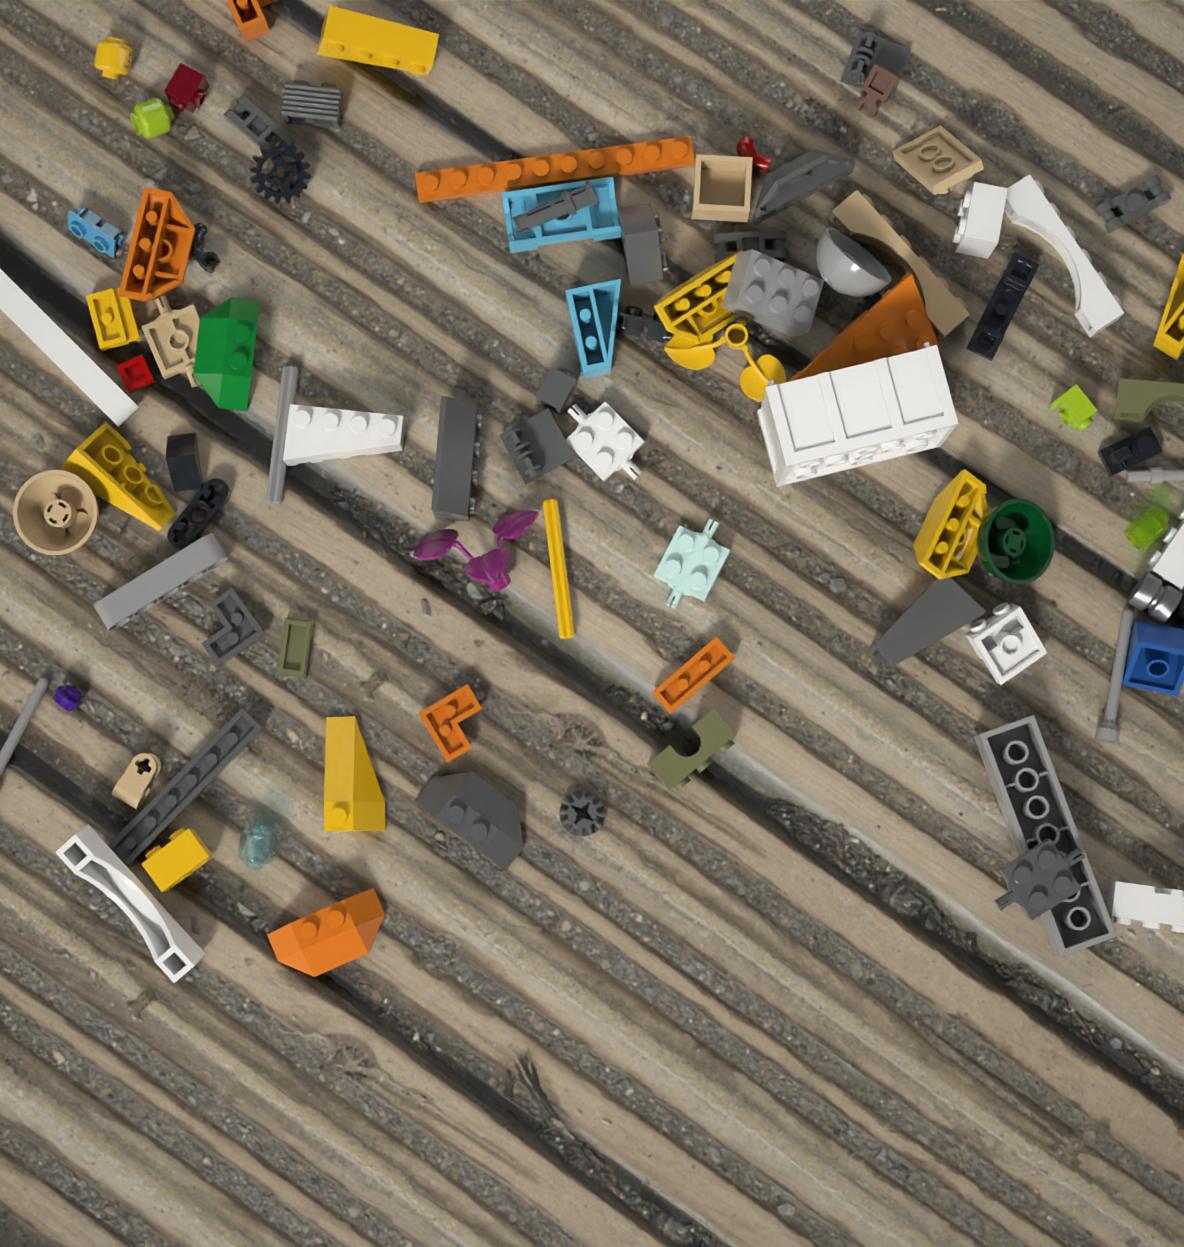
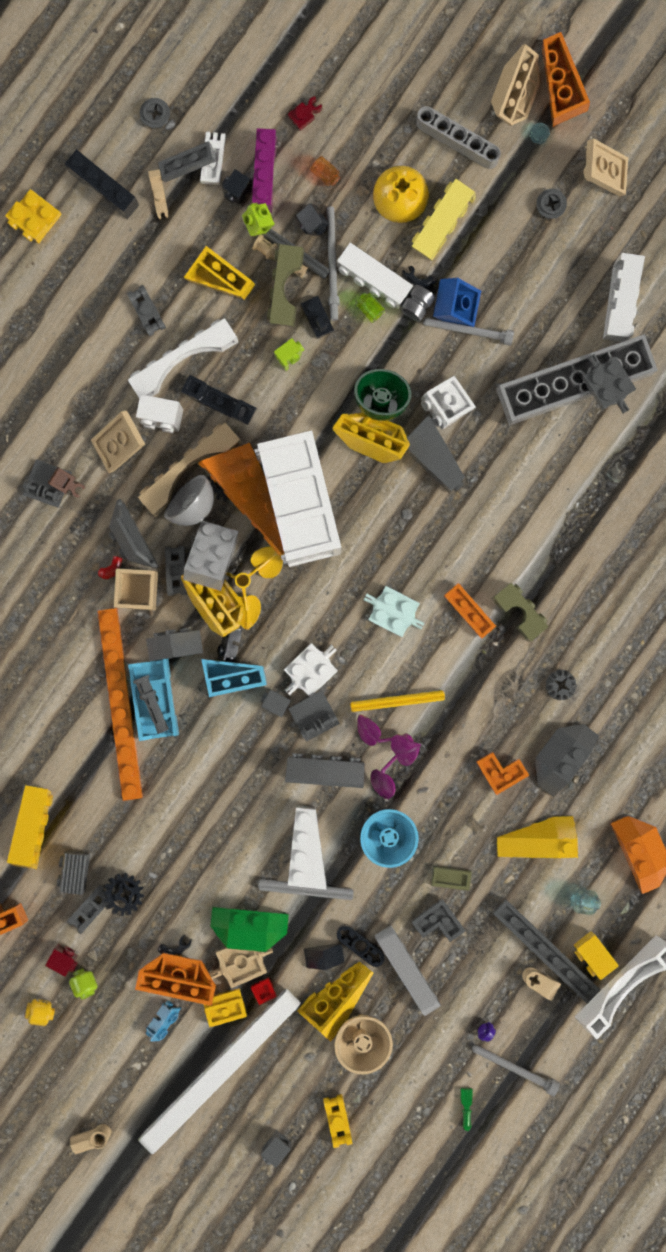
camera: 90 degrees left, 5 degrees up
(343, 542) = (399, 842): none -> medium azure piece

